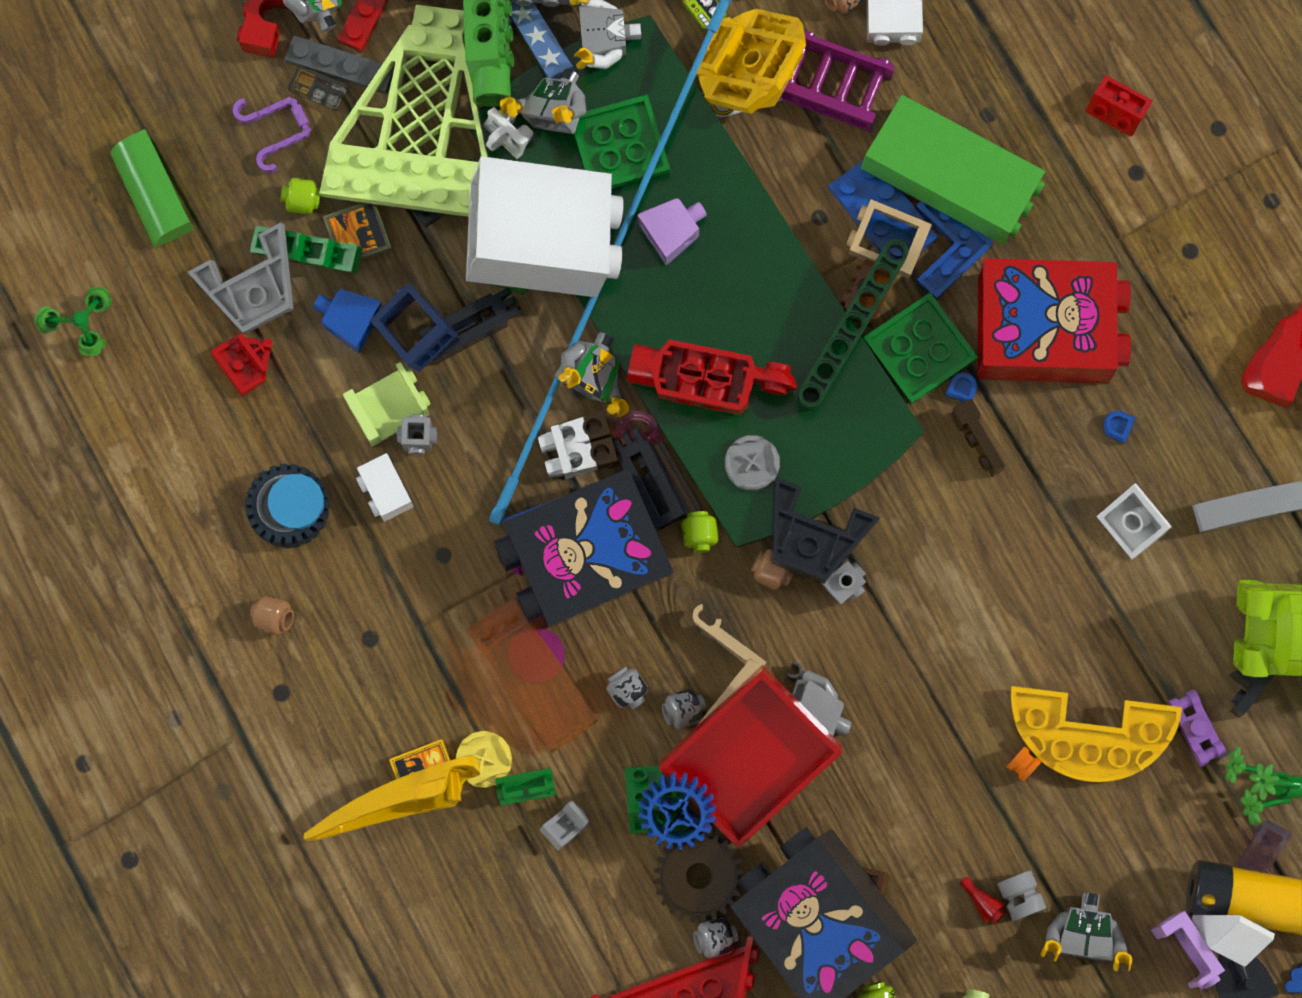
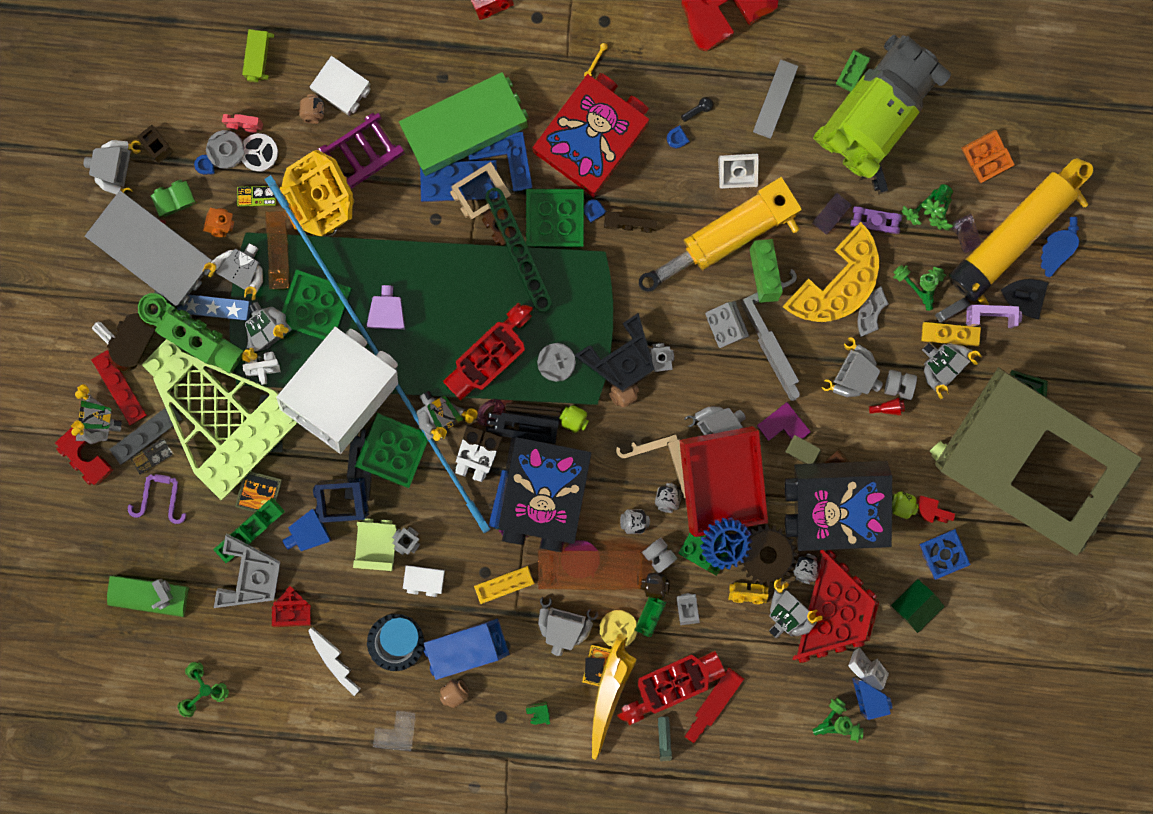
camera: 55 degrees left, 10 degrees up
(165, 197) = (162, 589): none -> light grey bracket
(176, 589) = (400, 737): none -> clear plate
(219, 441) = (329, 655): none -> white slope
(300, 196) = (213, 511): lime head -> none
(318, 733) = (541, 713): none -> green hinge
(336, 593) = (466, 649): none -> blue slope
(373, 916) = (664, 739): none -> sand green piece
(416, 757) = (593, 666): none -> black tile
(439, 690) = (563, 628): none -> light grey torso
(443, 586) = (504, 584): none -> yellow plate
(459, 870) = (673, 685): none -> red brick
(472, 940) = (714, 703): none -> red piece
(512, 346) = (392, 450): none -> green plate
(567, 767) = (656, 585): none -> dark brown head
(607, 745) = (659, 555): none -> light grey wheel
(640, 899) = (757, 594): none -> yellow hinge
(646, 953) = (790, 613): none -> torso
(656, 60) = (277, 250): none -> clear orange slope
(856, 830) = (803, 450): none -> olive slope
(877, 783) = (785, 419): none -> magenta tile
(943, 634) = (726, 324): none -> light grey bracket
(960, 692) = (771, 346): none -> light grey hinge
(996, 832) = (857, 373): none -> light grey torso
(1023, 764) = (829, 331): orange wheel -> none
(1039, 634) = (766, 270): none -> bright green brick
(1057, 562) = (731, 231): none -> yellow piece
(1083, 797) = (869, 312): none -> light grey tile
(1128, 915) = (950, 334): none -> yellow plate
(1158, 896) = (952, 309): none -> dark grey beam
(1159, 269) = (603, 47): none -> yellow hinge
(1165, 669) = (831, 213): none -> clear purple slope
(1170, 837) = (927, 281): none -> bright green plant
(1181, 432) = (705, 104): none -> black bar
(1233, 936) = (1003, 288): white slope -> none

